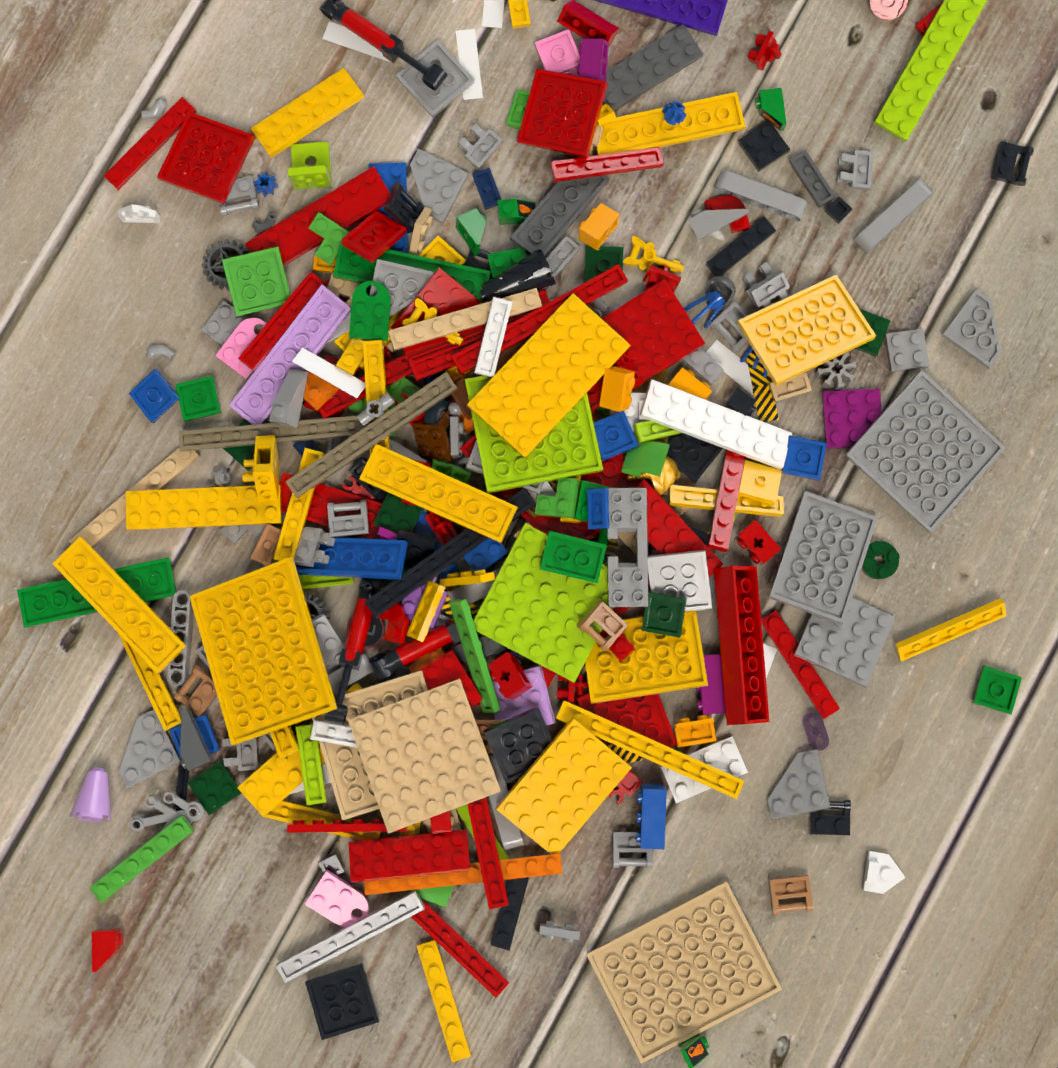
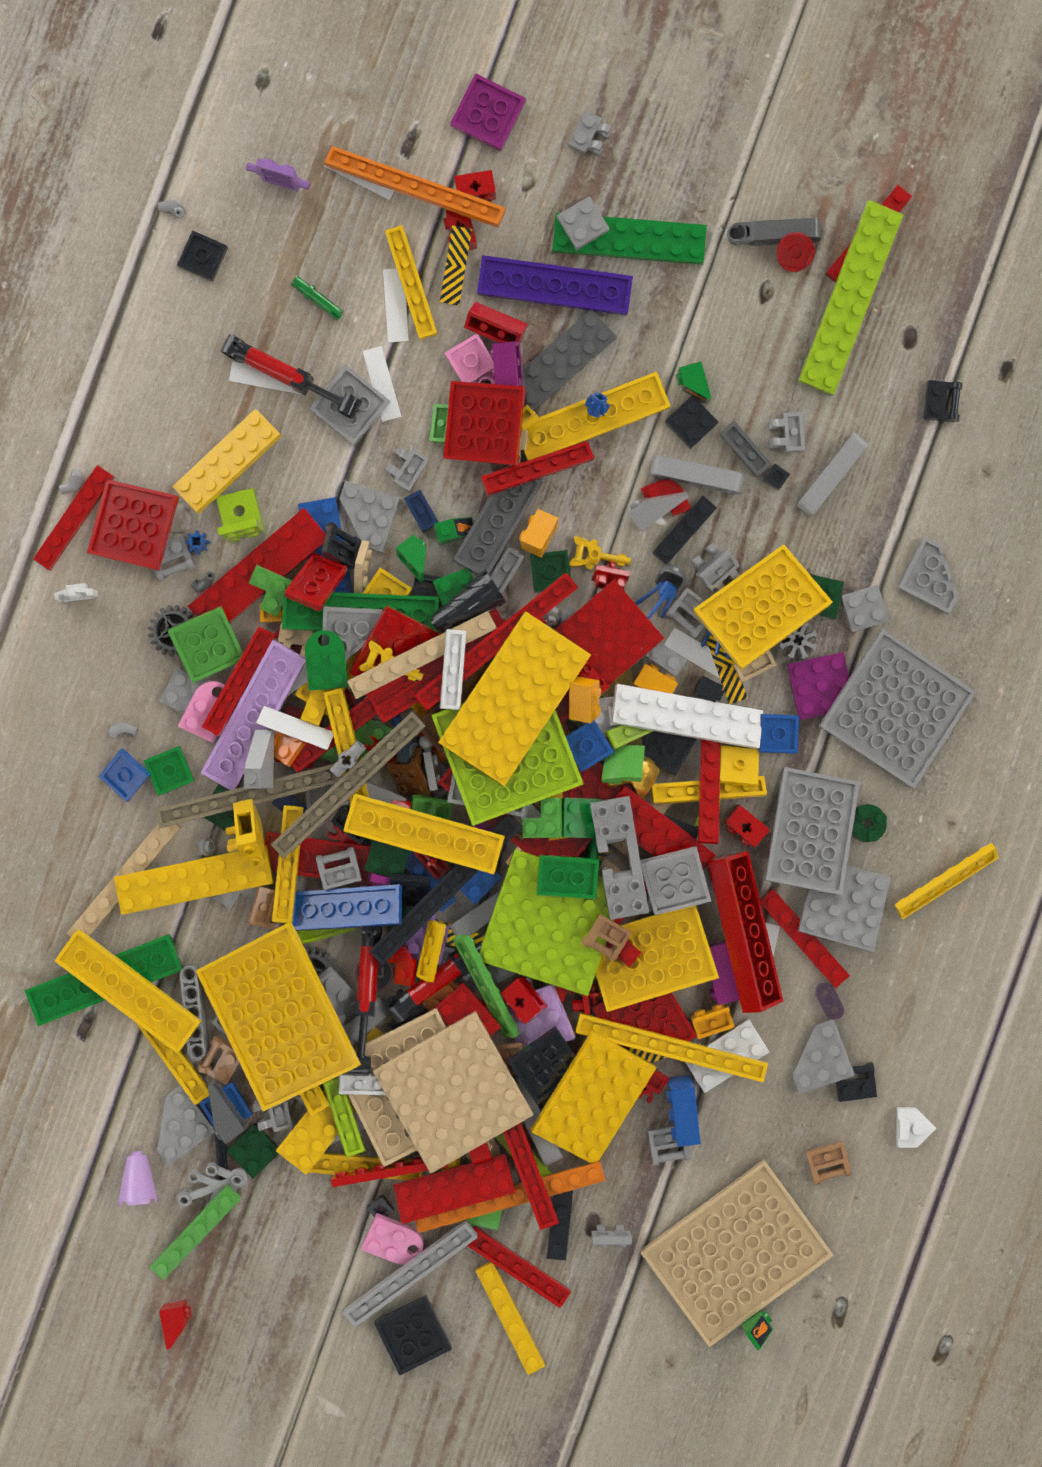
camera: 15 degrees left, 5 degrees up
(308, 547) = (304, 903): light grey plate -> none
(467, 577) = (466, 910): yellow plate -> none
(598, 508) = (585, 825): blue plate -> none
(664, 614) = (666, 915): dark green plate -> none
(767, 52) = (681, 324): red hips -> none
(997, 690) = (999, 932): green plate -> none

